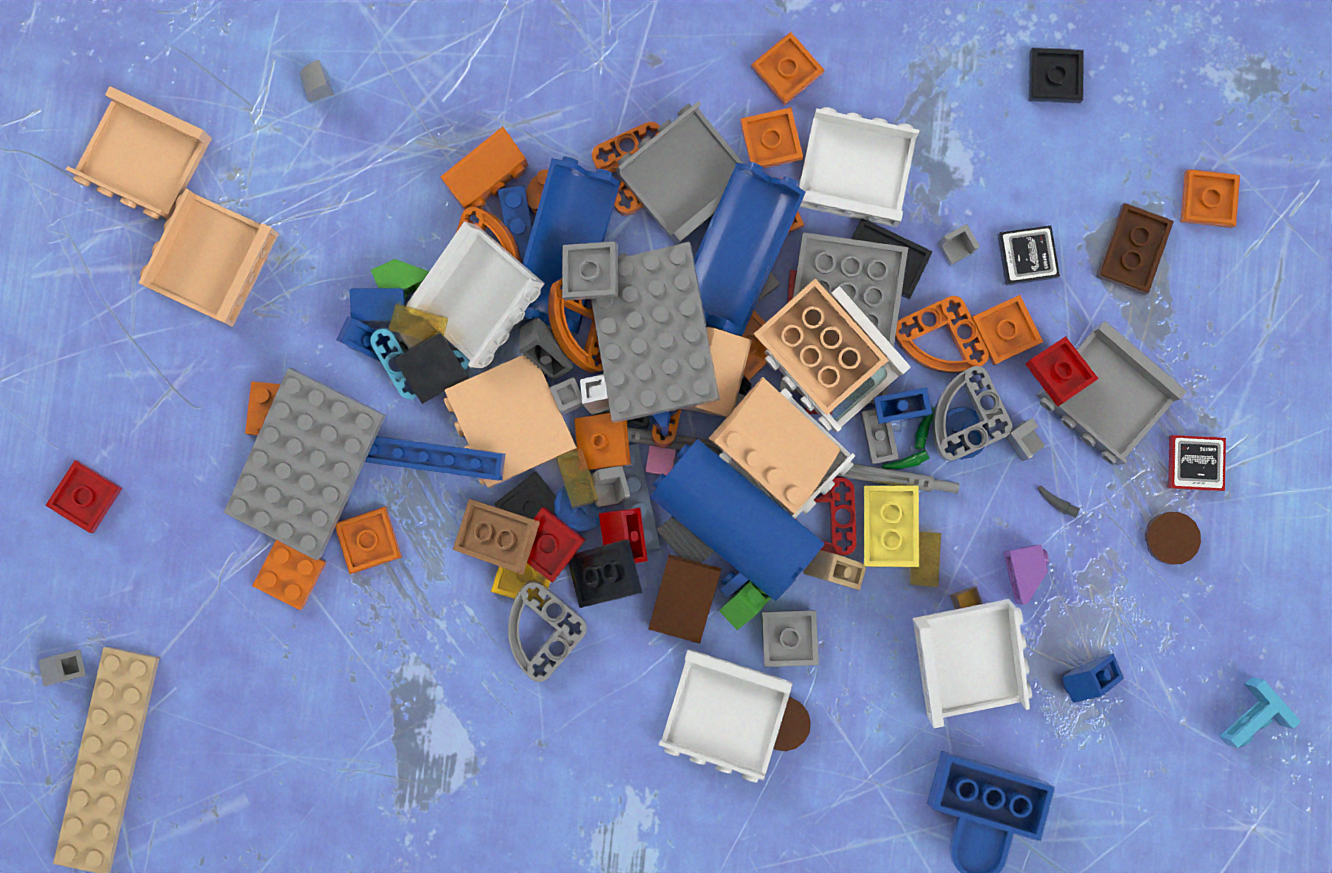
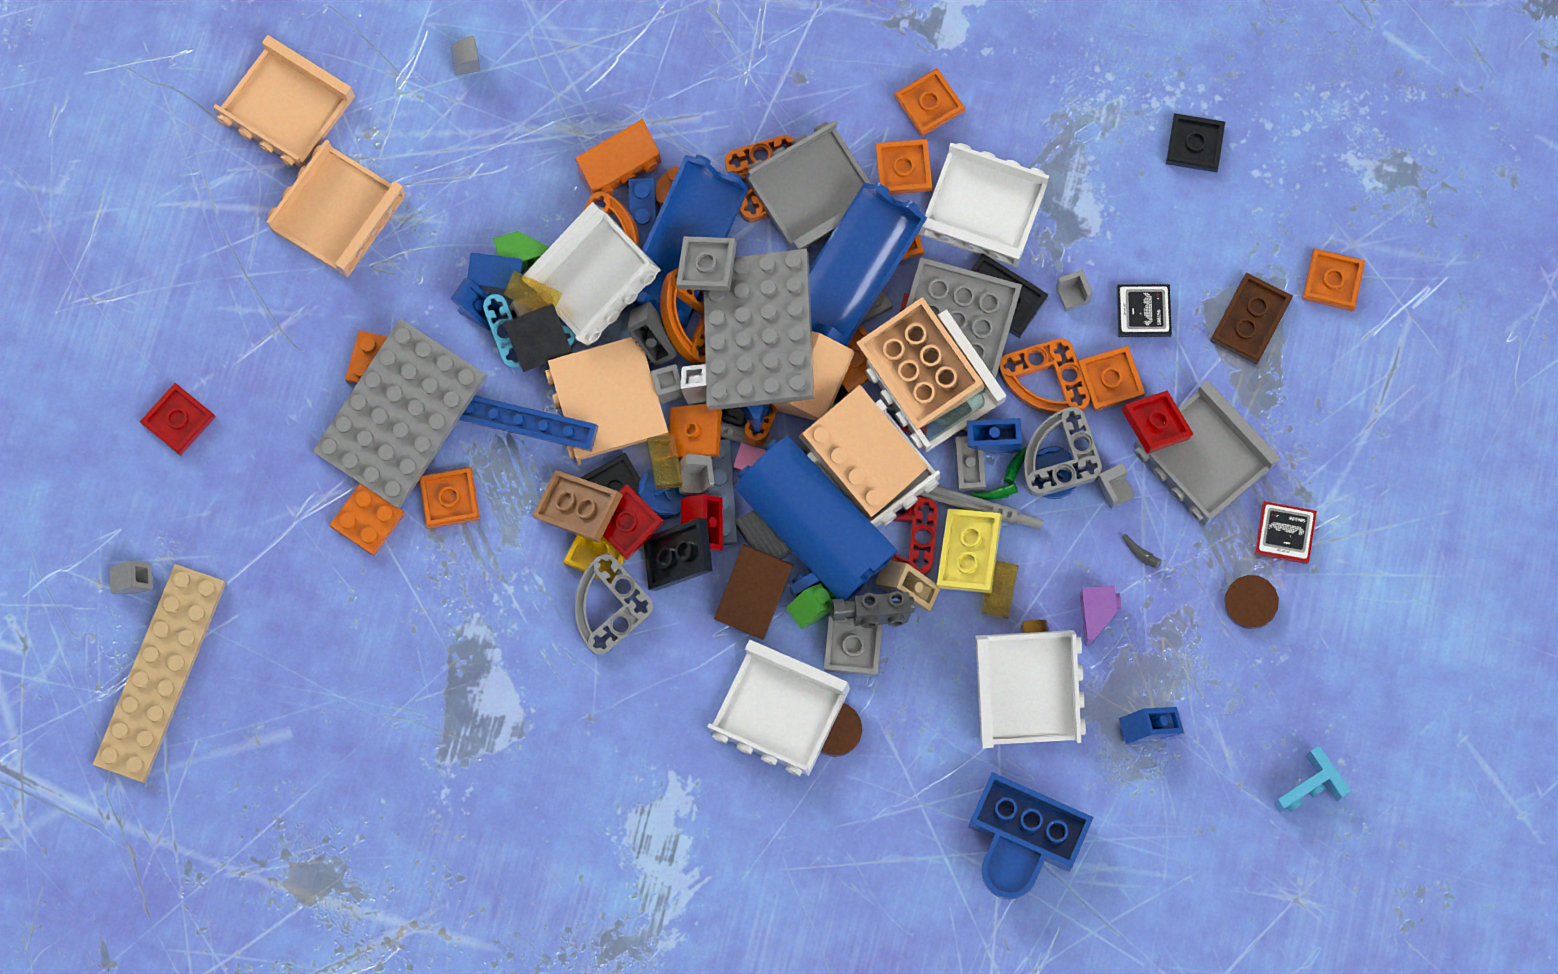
camera: 10 degrees right, 10 degrees down
(813, 602) = (879, 612): none -> dark grey brick

